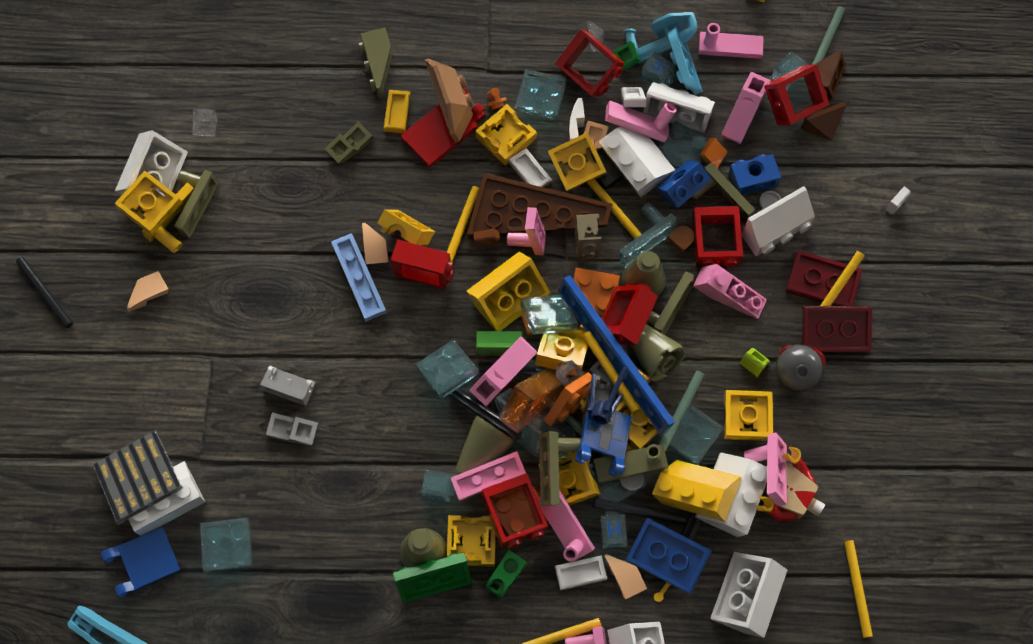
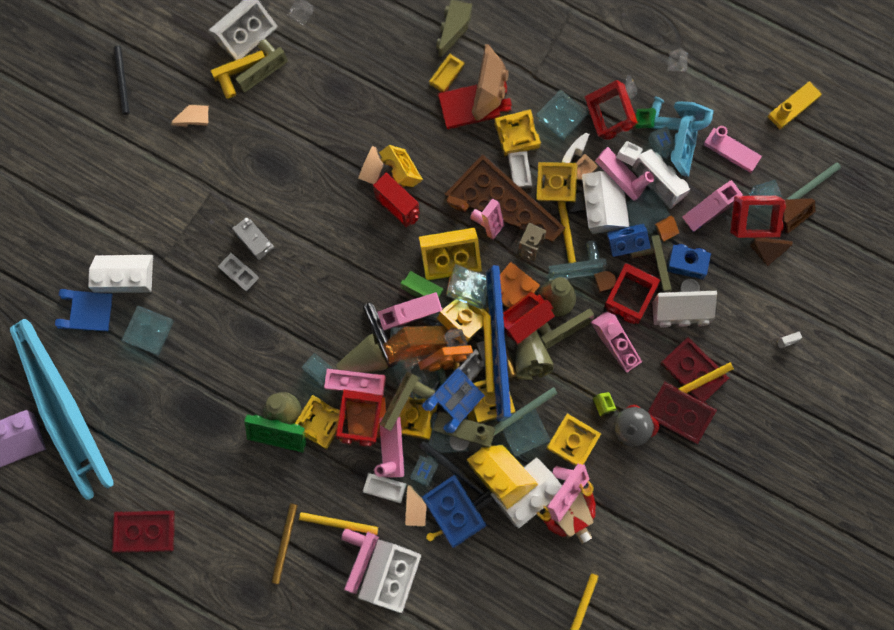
camera: 30 degrees right, 5 degrees up
(137, 477) = (112, 249): piece -> none
(143, 194) = (221, 43): yellow brick -> none
(350, 143) = (399, 80): olive slope -> none
(358, 277) = (347, 185): light blue plate -> none
(447, 368) = (373, 287): clear light blue plate -> none
(463, 222) = (445, 185): yellow bar -> none
(496, 101) = (524, 104): orange plate -> none
(506, 574) = (330, 459): green leg -> none
(603, 410) = (461, 380): dark blue plant -> none
(749, 594) = (496, 571): white slope -> none

